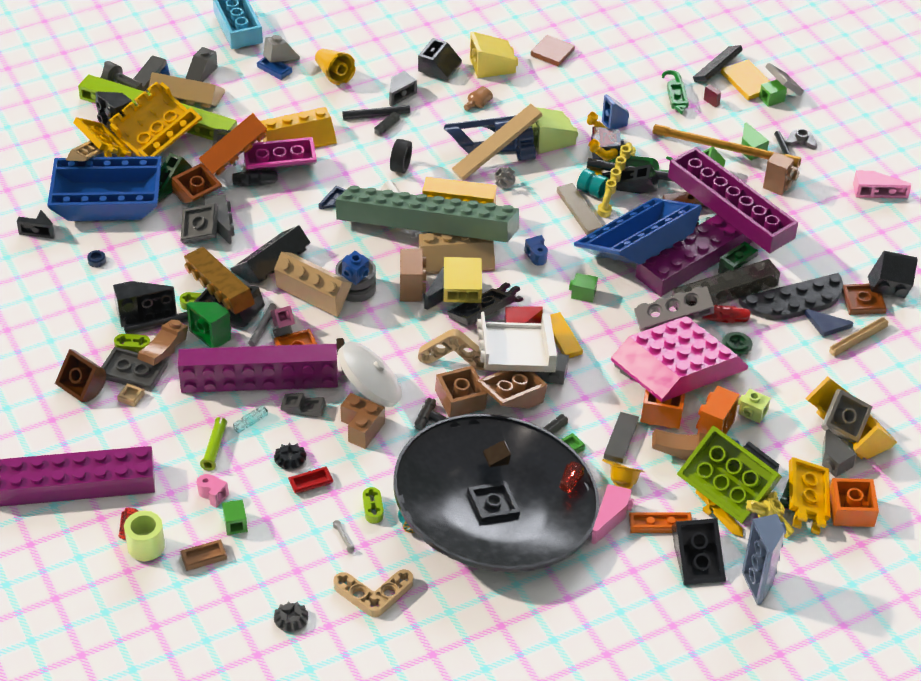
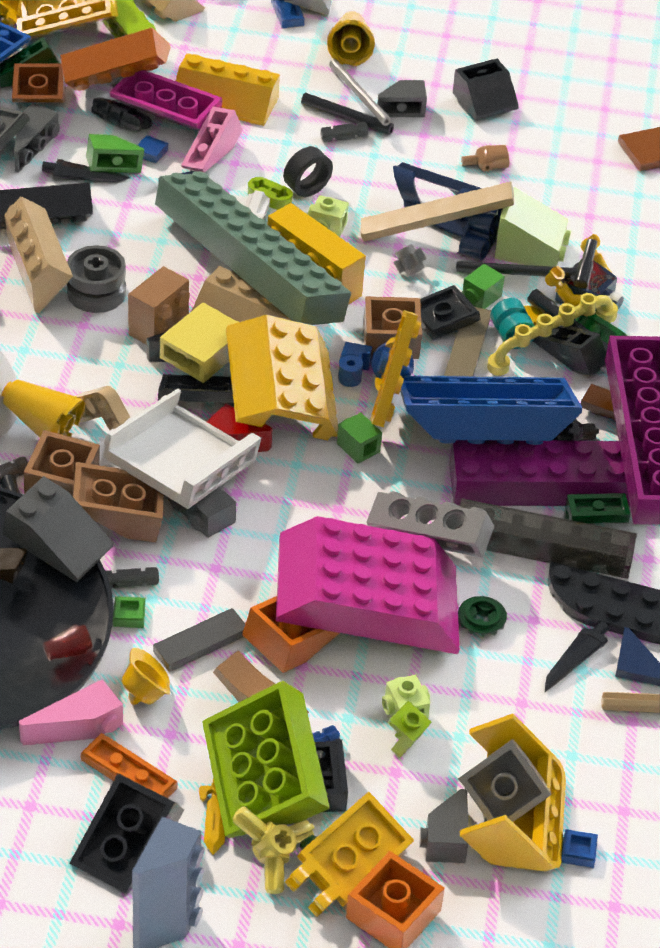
camera: 35 degrees right, 0 degrees up
(262, 226) = (70, 170): none -> black bar
(280, 203) = (113, 154): none -> bright green slope
(293, 189) = (153, 148): none -> blue tile
(328, 165) = (214, 140): none -> bright pink slope
(355, 267) = (85, 258): blue brick -> none
(370, 95) = (360, 92): none -> light grey piece
(378, 179) = (278, 194): none -> lime beam
(418, 364) = (43, 407): none -> yellow cone
(437, 170) = (330, 213): none -> yellowish green brick
(491, 56) = (556, 114): light yellow slope -> none
(506, 421) = (56, 529): none -> dark grey slope
(522, 274) = (281, 372): none -> yellow slope
(540, 218) = (383, 318): none -> medium nougat brick
(550, 197) = (446, 312): none -> black tile
(555, 172) = (483, 286): none -> bright green brick
(564, 336) = (270, 479): yellow tile -> none
(579, 237) = (389, 364): none -> yellow plate
(603, 137) = (579, 274): none -> black bar
(614, 113) = (638, 255): blue slope -> none
(718, 411) = (338, 683): orange brick -> none
(728, 314) = (509, 572): red hinge -> none
(771, 418) = (410, 725): none -> lime bracket
(796, 334) = (581, 648): none -> black bar
(895, 426) = (579, 848): none -> blue tile

